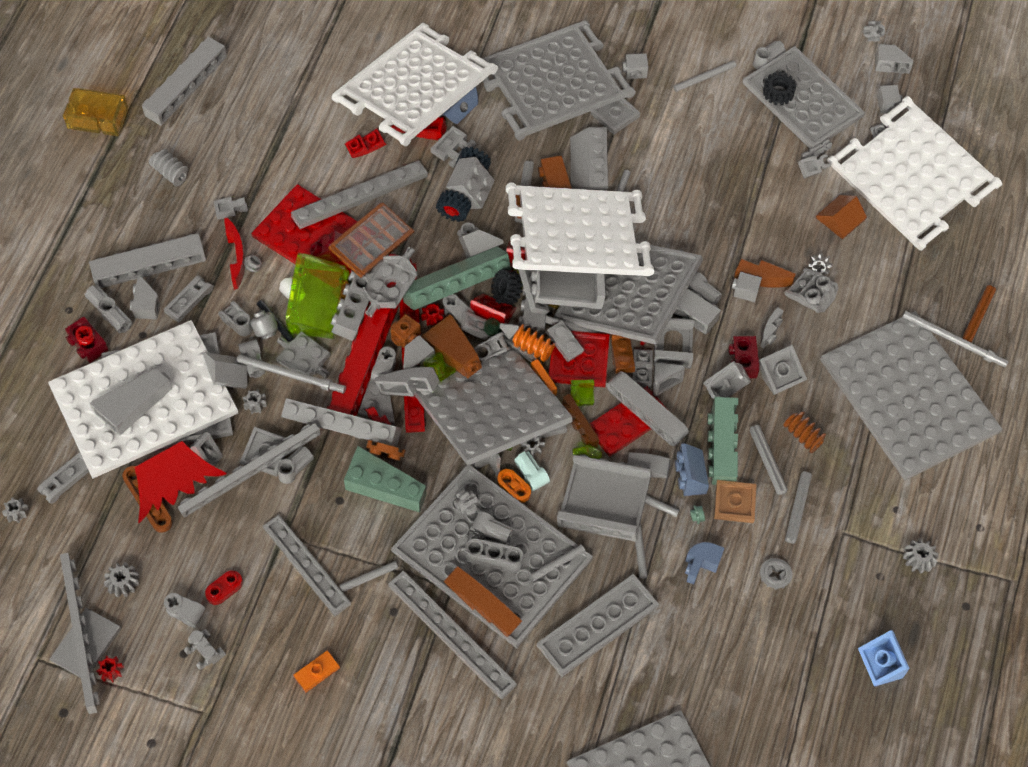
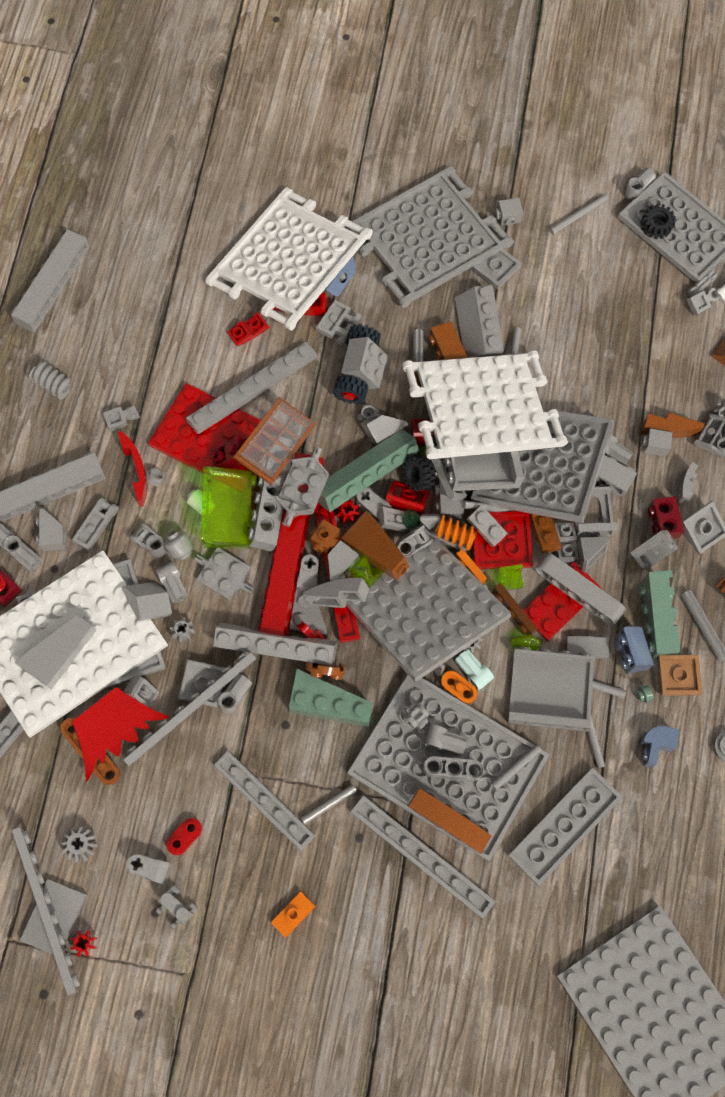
camera: 10 degrees left, 10 degrees up
(282, 329) = (196, 544): black bar -> none
(325, 384) = (253, 605): light grey bar -> none

